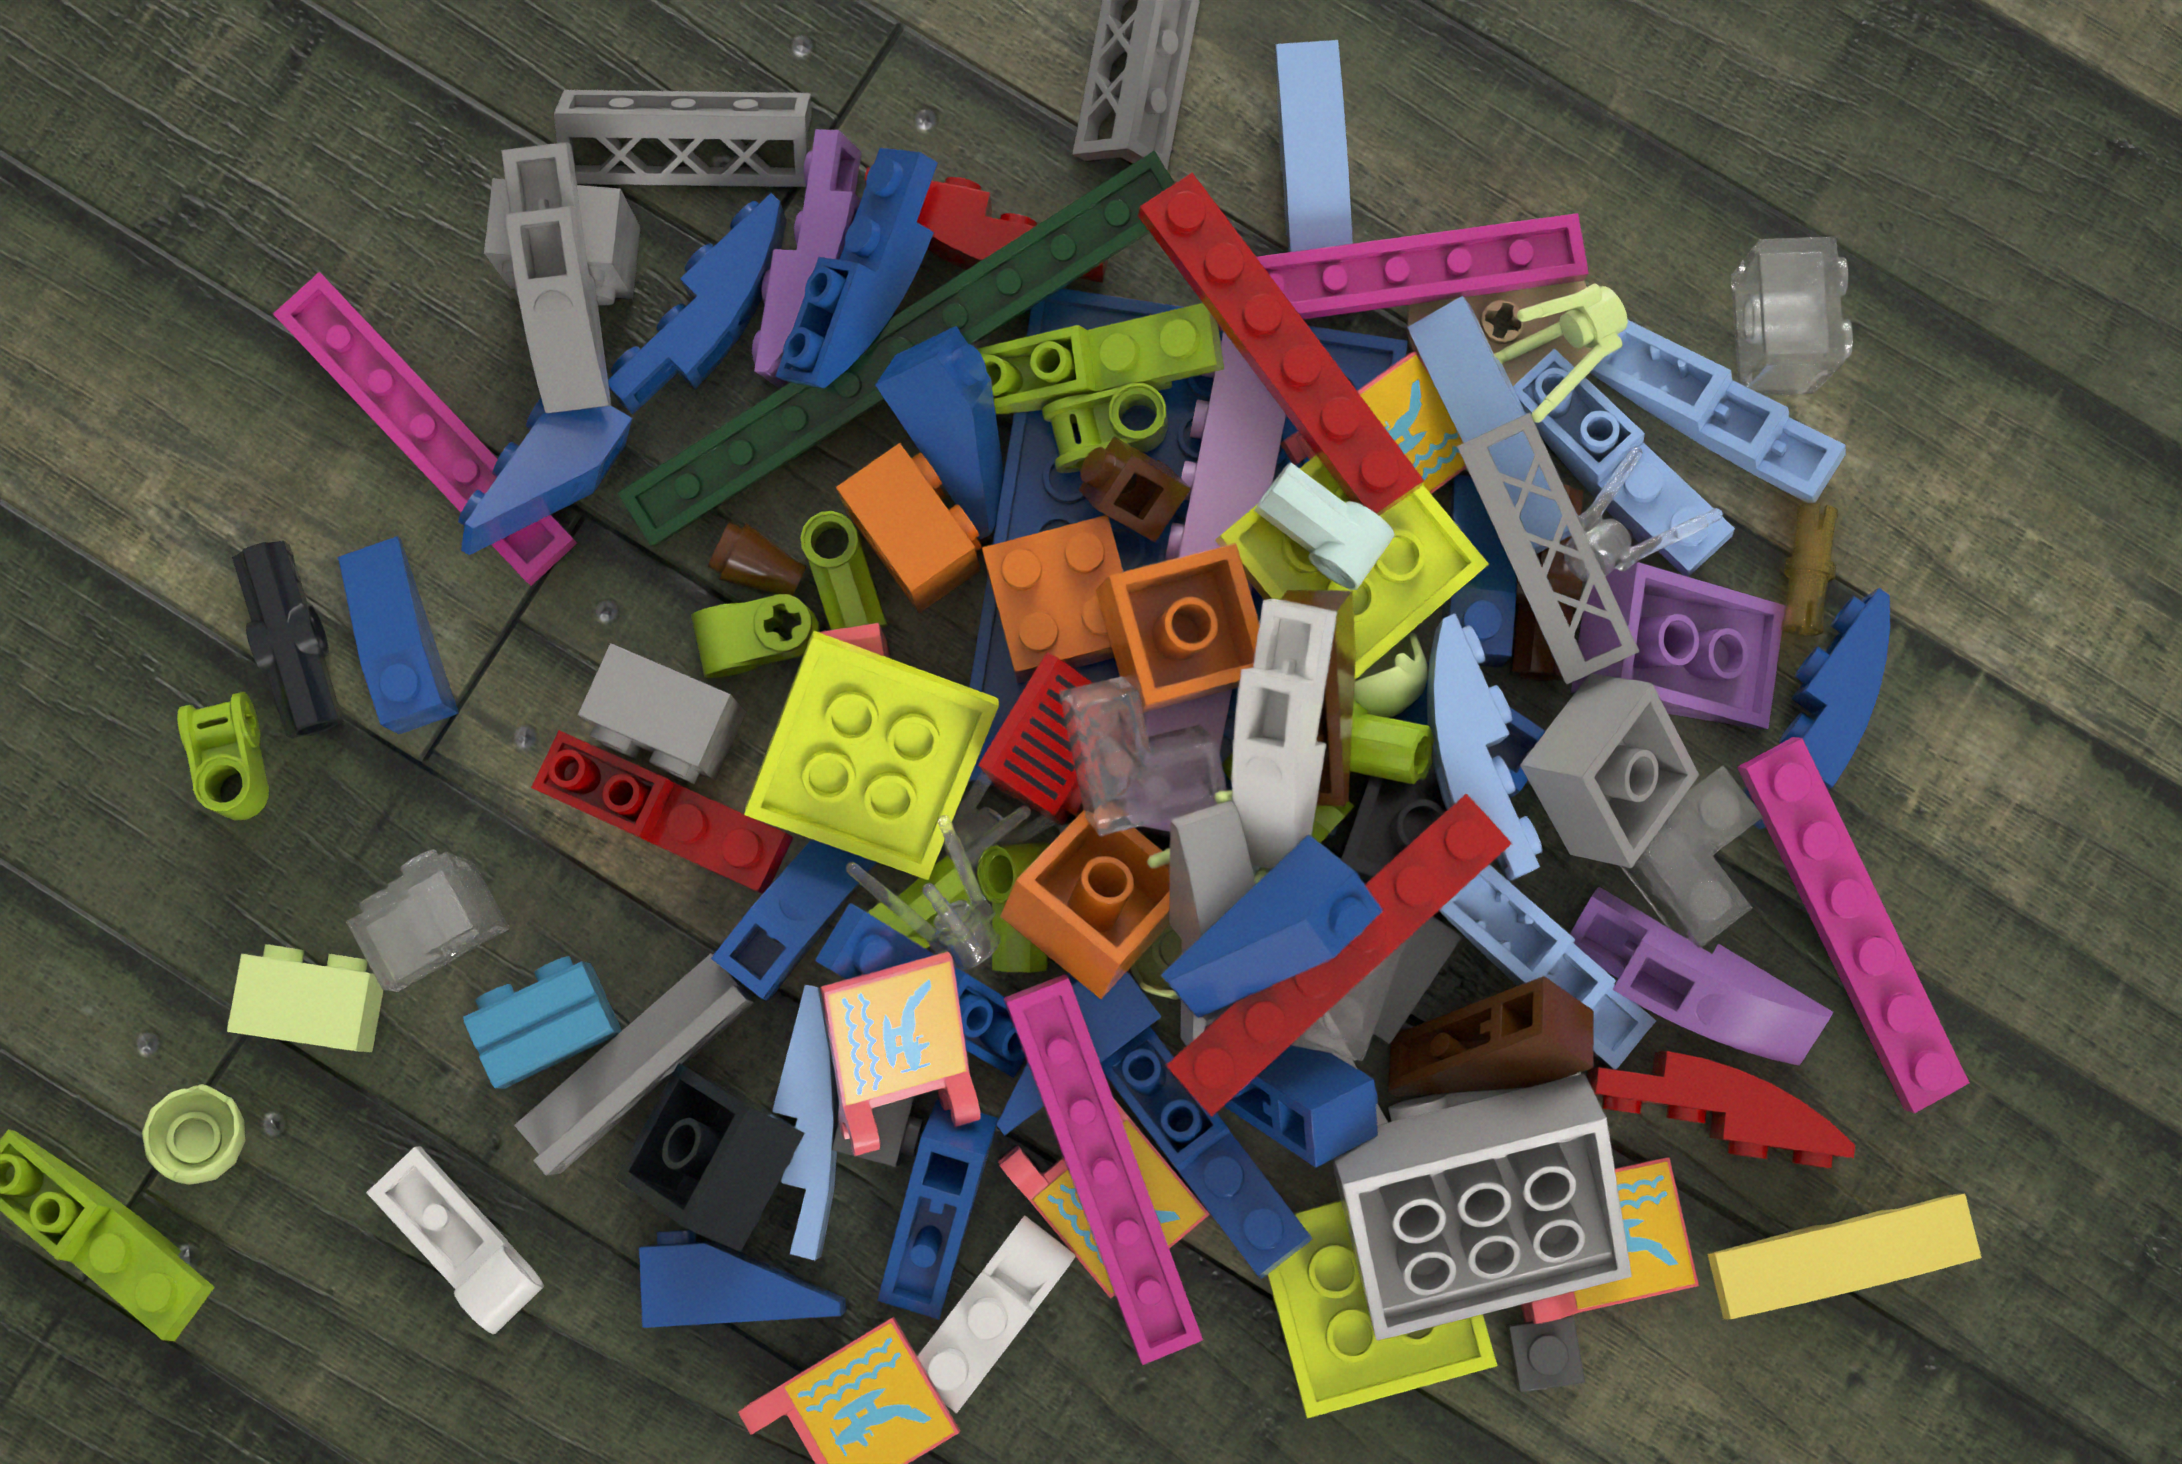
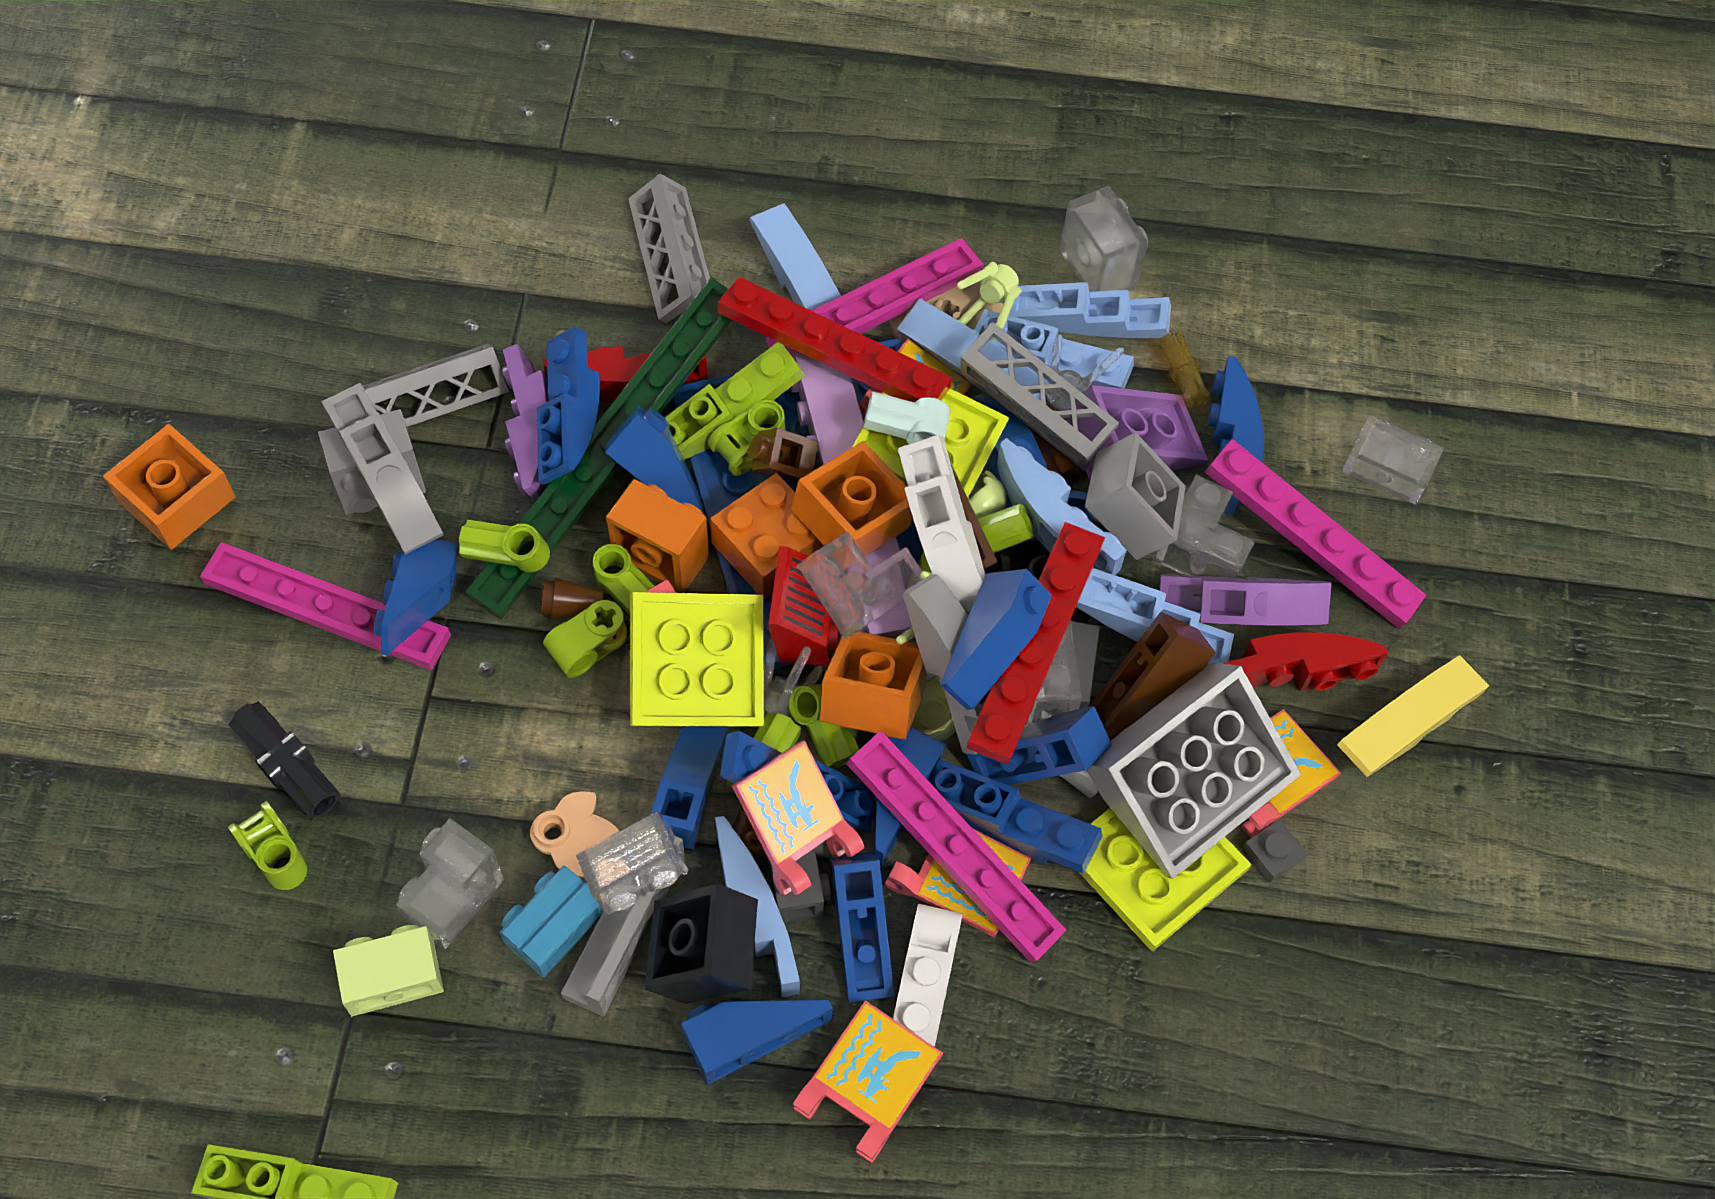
camera: 30 degrees left, 20 degrees down
(194, 1135) = (343, 1090): yellowish green hair -> none
(277, 157) = (169, 486): none -> orange brick
(395, 638) = (358, 733): blue slope -> none
(457, 1239) = (553, 1081): white plate -> none
(630, 916) = (578, 829): none -> light nougat plate
(660, 1014) = (632, 863): none -> clear brick
(662, 712) = (551, 697): light grey brick -> none
(662, 812) = (575, 765): red slope -> none
(686, 454) = (501, 544): none -> lime piece
(724, 296) = (482, 471): blue slope -> none
(959, 927) = (796, 728): clear plant -> none
(2042, 852) = (1393, 459): none -> clear brick

